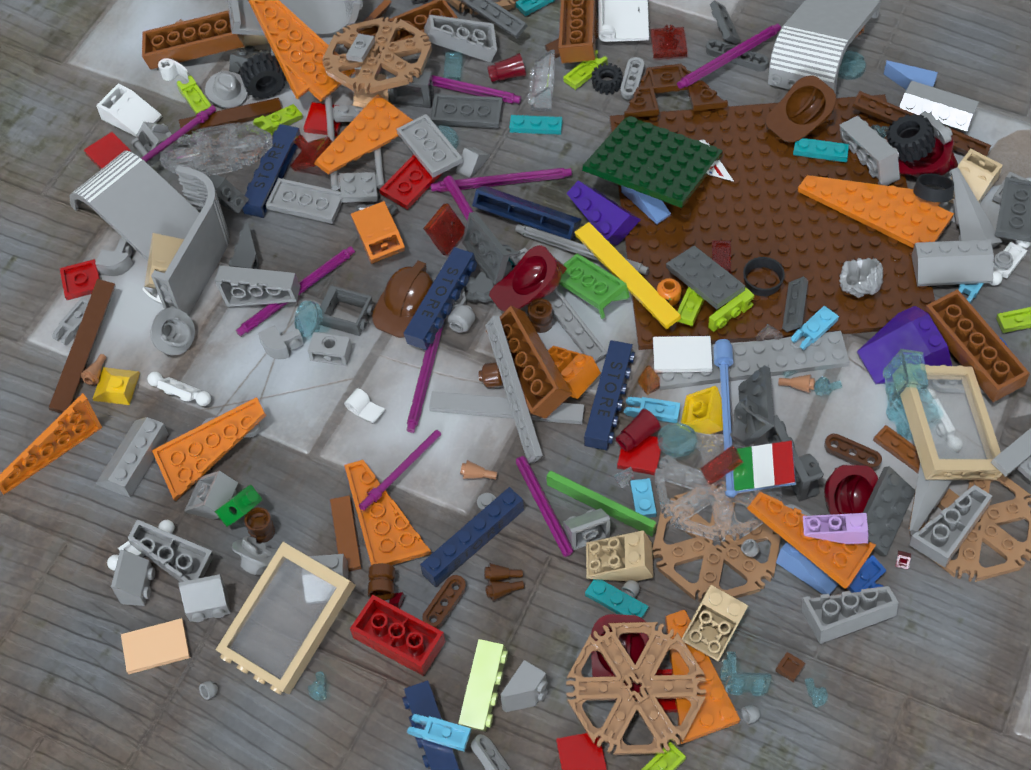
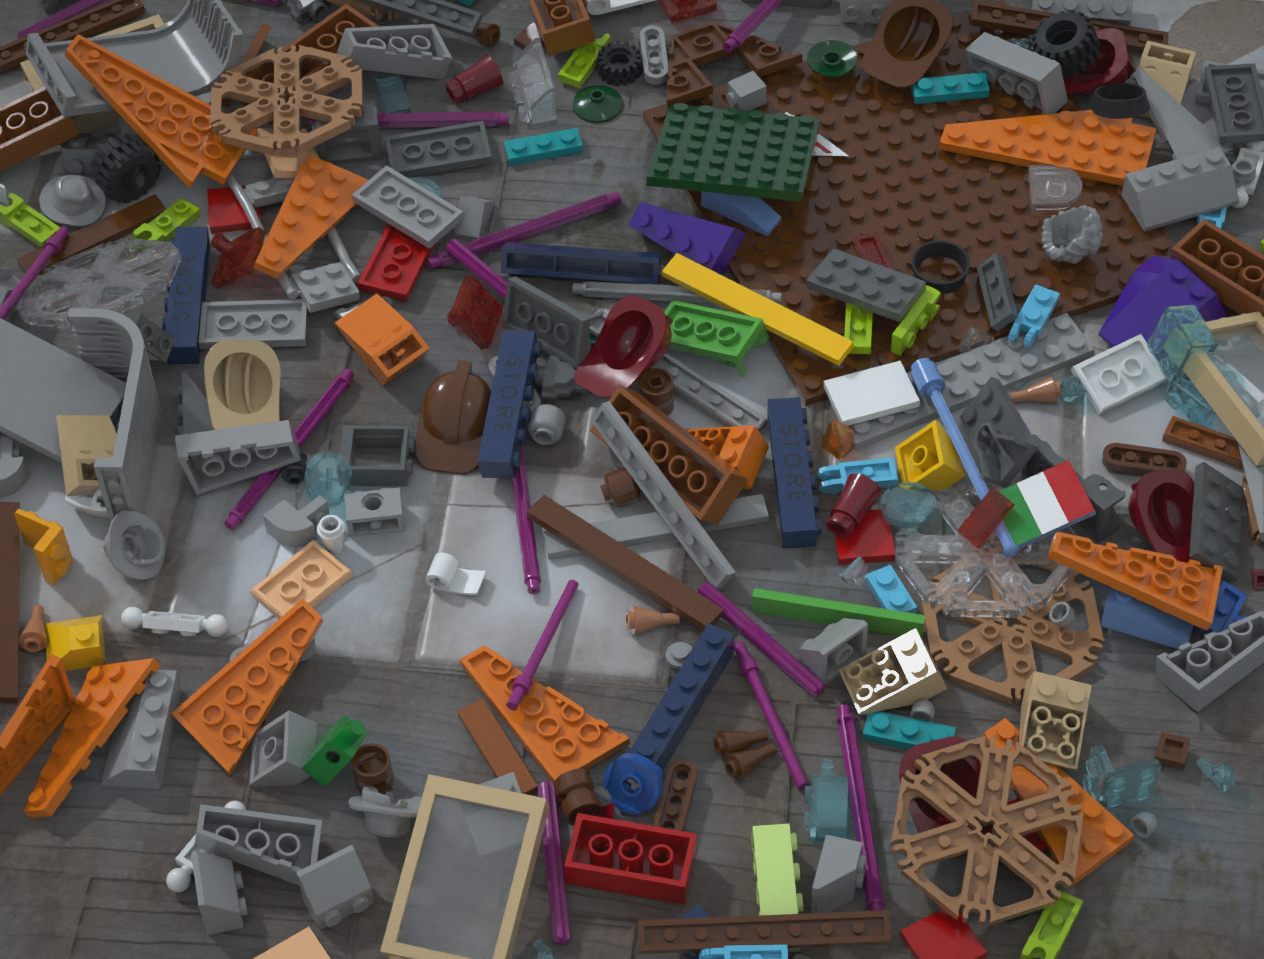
camera: 20 degrees left, 5 degrees down
(97, 445) = (89, 724): none -> orange wing
(119, 321) = (48, 543): none -> light orange bracket
(269, 382) = (306, 575): none -> light nougat tile
(278, 241) = (242, 383): none -> tan piece
(291, 307) = (295, 472): none -> black plate
(296, 356) = (331, 532): none -> white cone
(353, 612) = (555, 868): none -> magenta axle
(360, 48) = (263, 94): light grey plate -> none
(427, 581) = (644, 772): none -> blue plate
(461, 714) = (783, 929): none -> reddish brown plate
(474, 429) = (624, 563): none -> reddish brown tile
(529, 38) = (488, 34): none -> reddish brown cone
(529, 525) = (750, 670): none -> magenta bar
(541, 636) = (828, 804): none -> clear light blue hinge
(562, 647) = (859, 807): none -> magenta piece
(583, 103) = (597, 104): none -> dark green dish
(670, 291) = (825, 313): orange head -> none
(680, 120) = (746, 92): none -> light grey brick
(747, 109) = (831, 58): none -> dark green dish
(837, 527) = (1173, 553): lavender slope -> none
(858, 385) = (1119, 374): none -> white tile
(865, 238) = (1053, 187): none -> clear tile
(940, 131) = (1105, 27): light grey plate -> none

